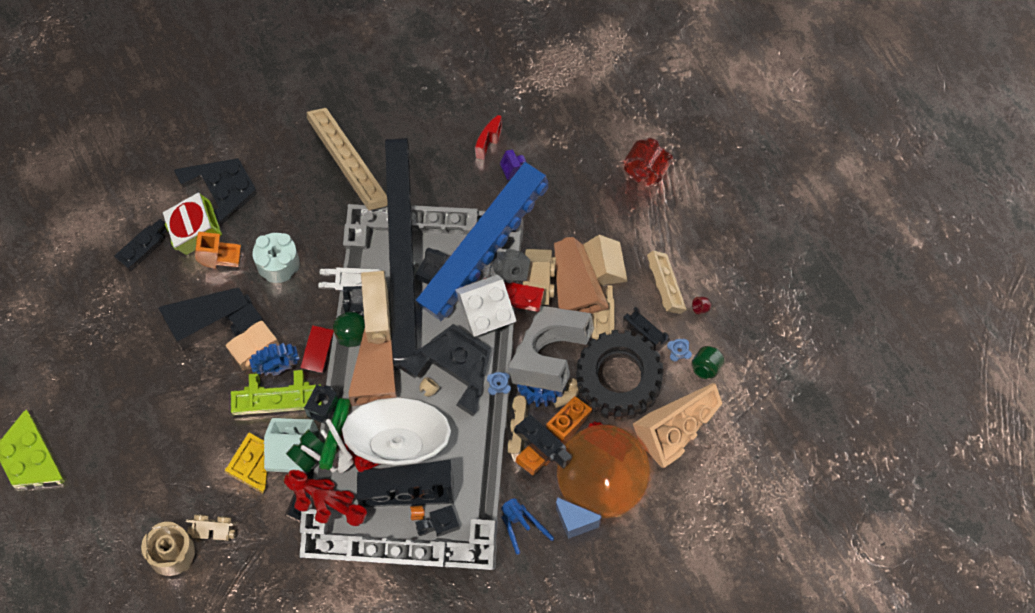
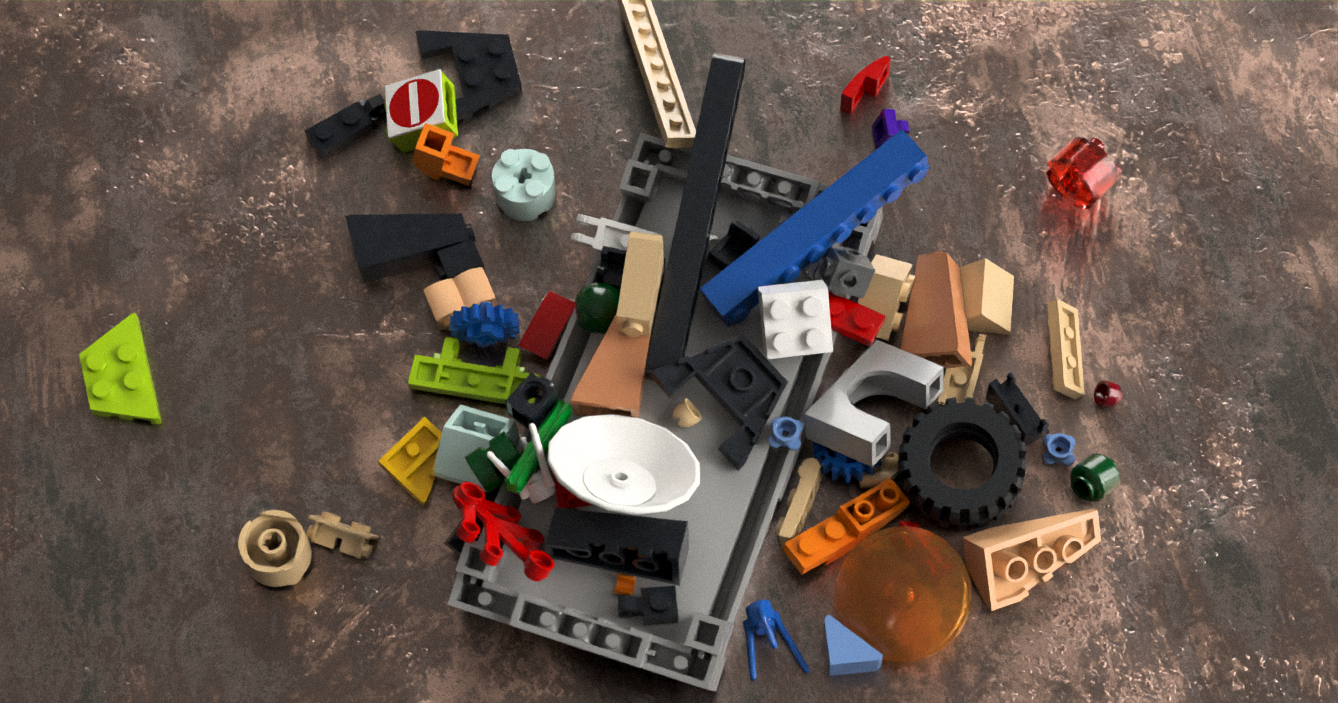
camera: 15 degrees right, 0 degrees up
(542, 441) = (827, 530): black hinge -> none

